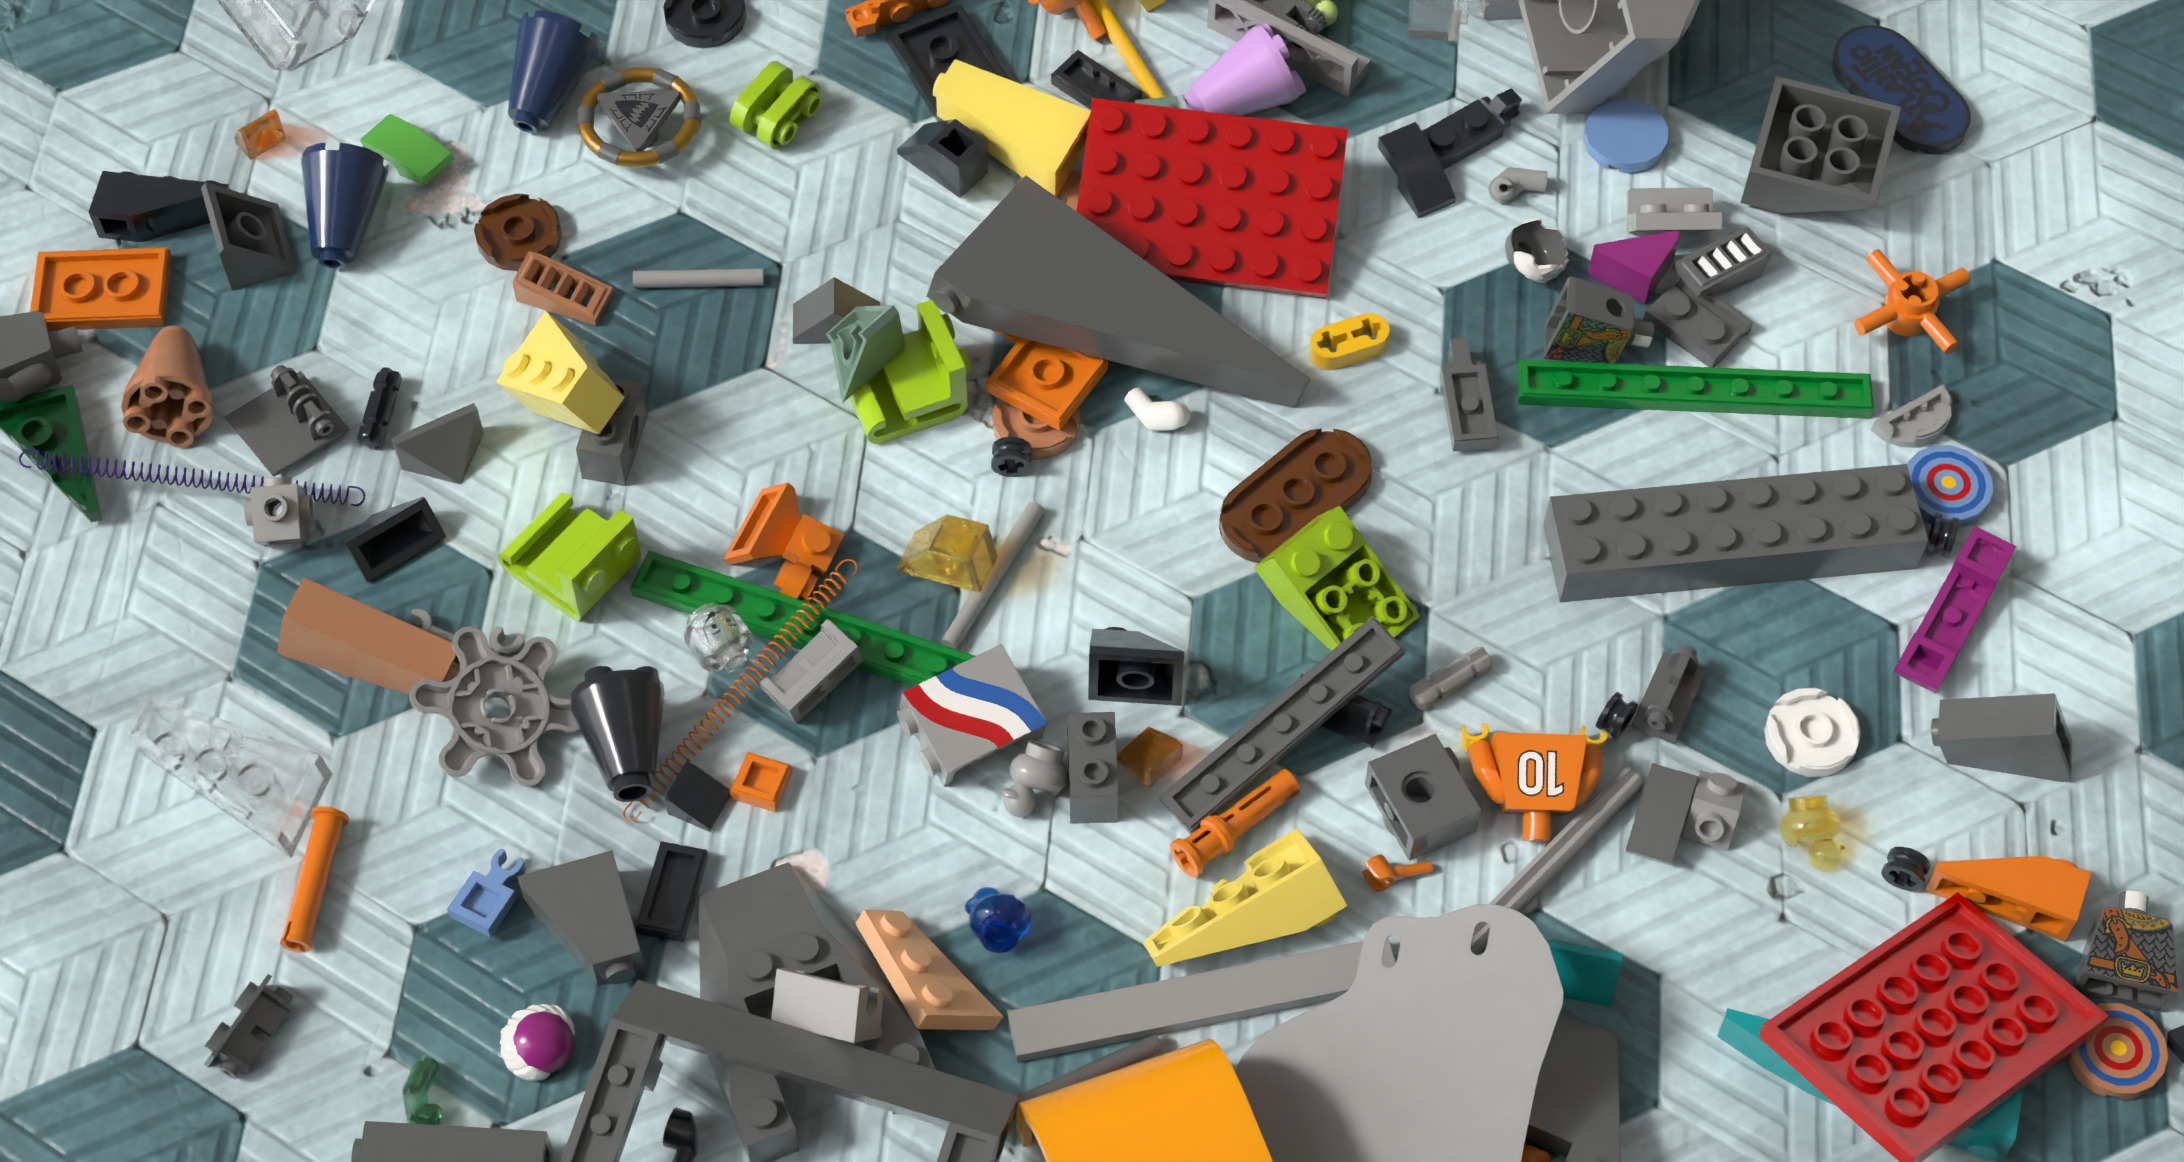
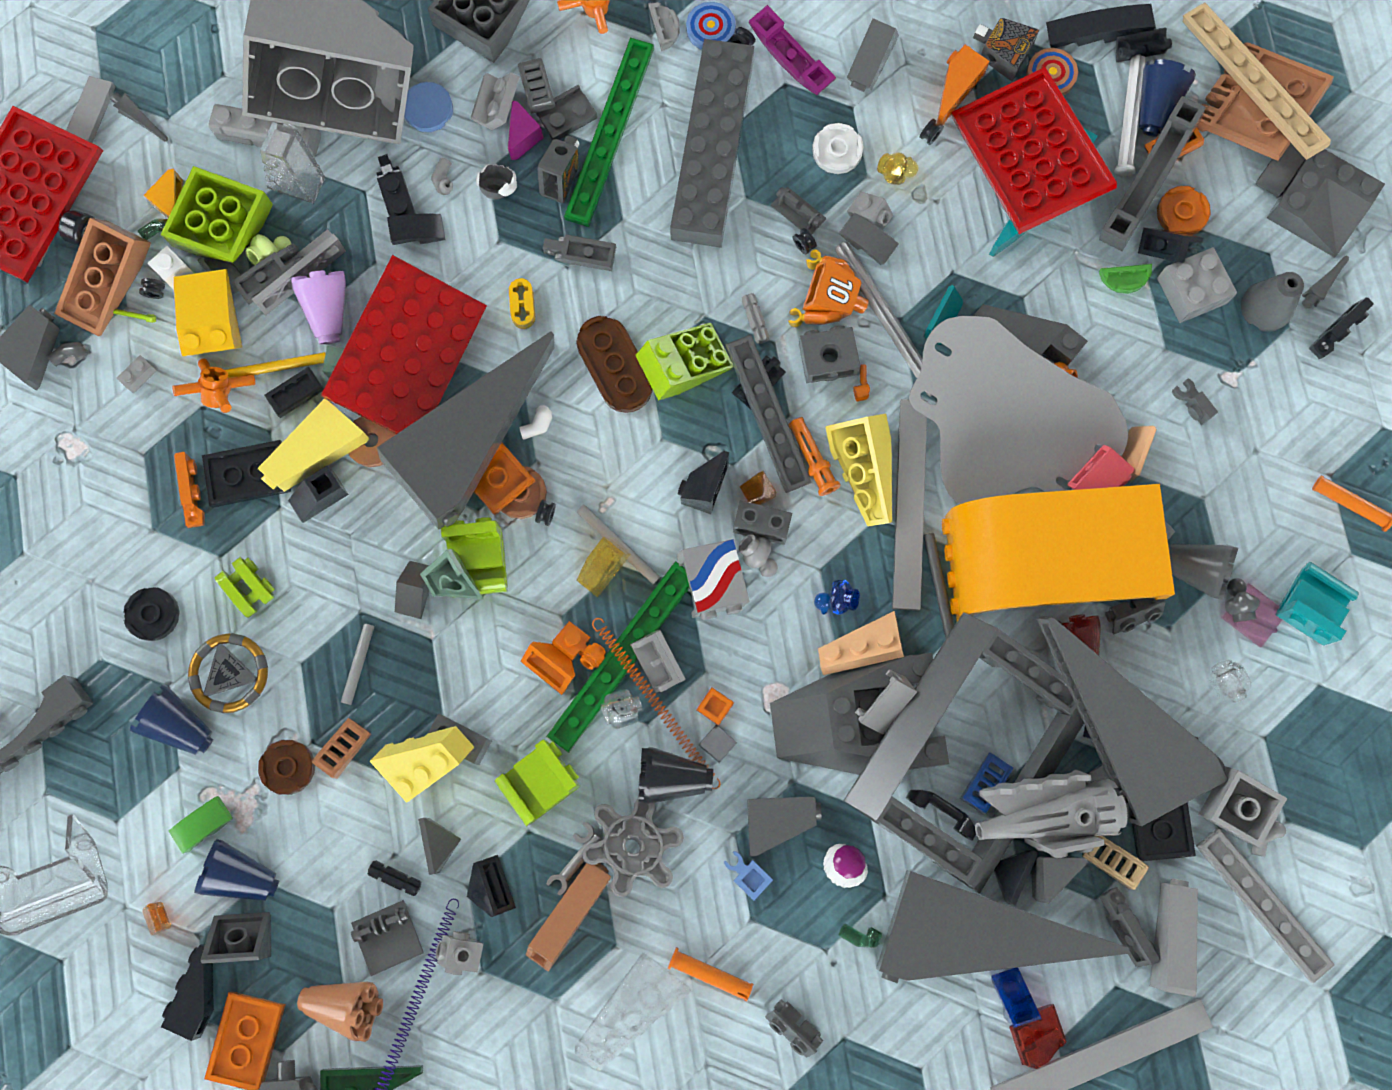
camera: 70 degrees left, 20 degrees up
(672, 891) = (770, 771): black tile -> none

